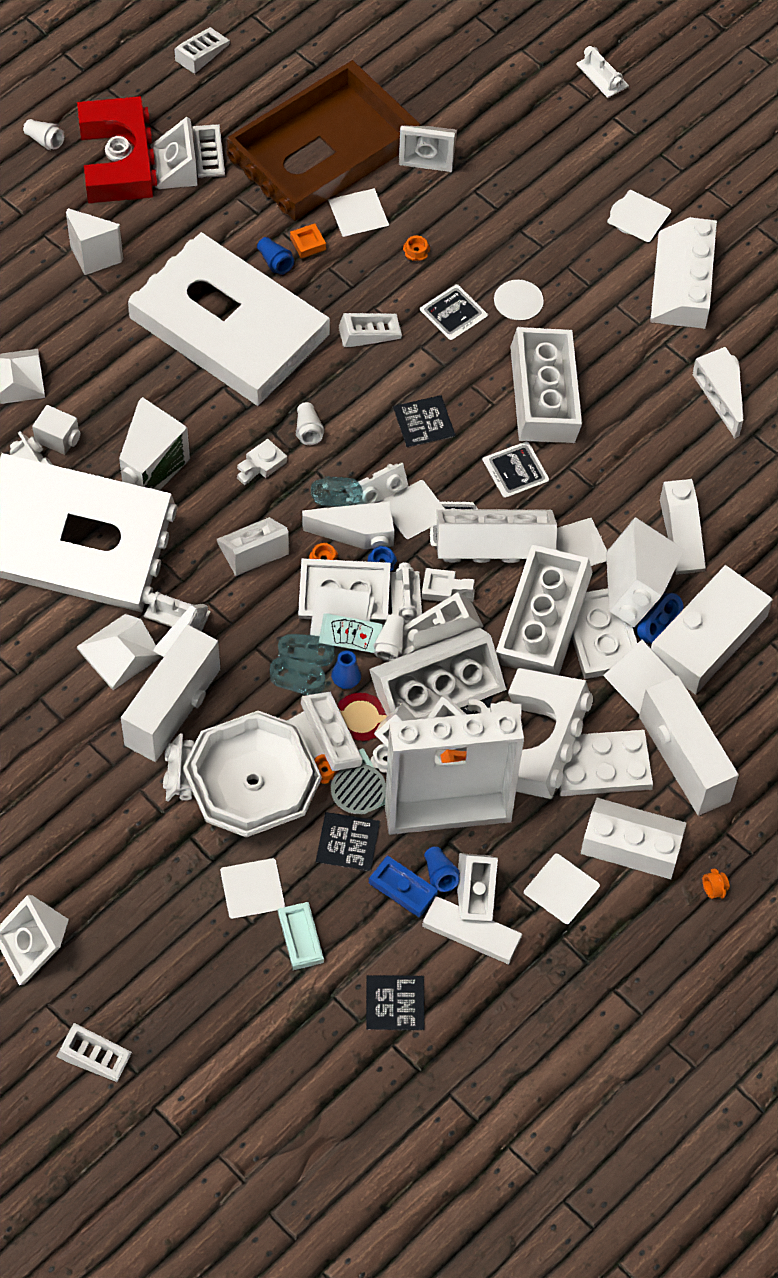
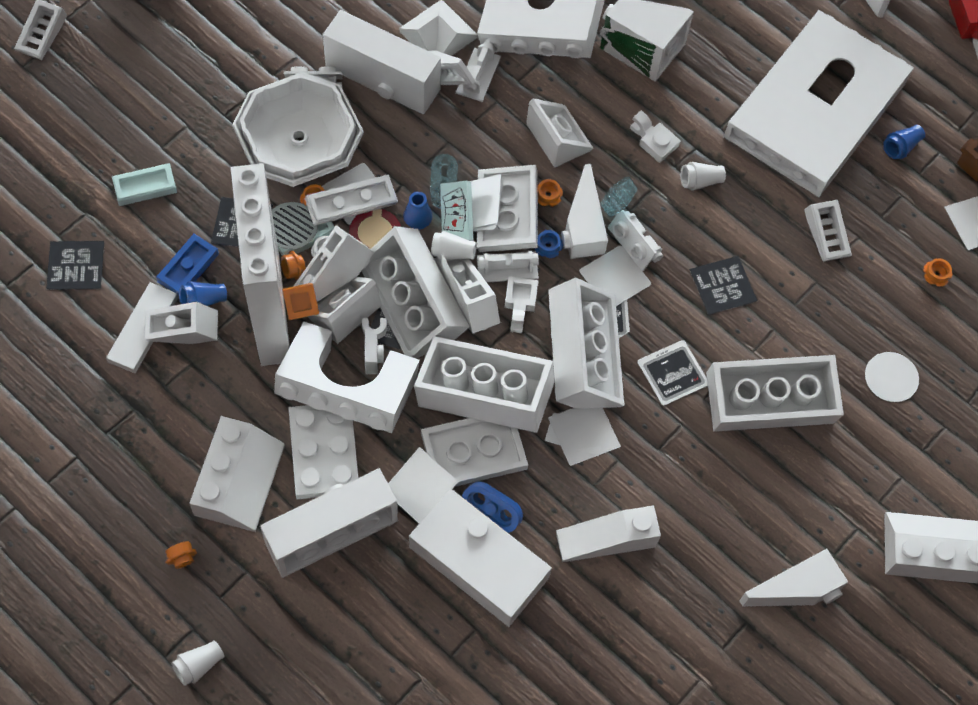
camera: 85 degrees right, 5 degrees up
(252, 888) = (196, 147): white sticker -> none
(297, 676) = (408, 172): clear light blue beam -> none
(308, 240) = (928, 170): orange plate -> none
(453, 312) = (865, 312): sticker -> none
(561, 888) = (186, 411): white sticker -> none
(639, 570) = (532, 475): white slope -> none

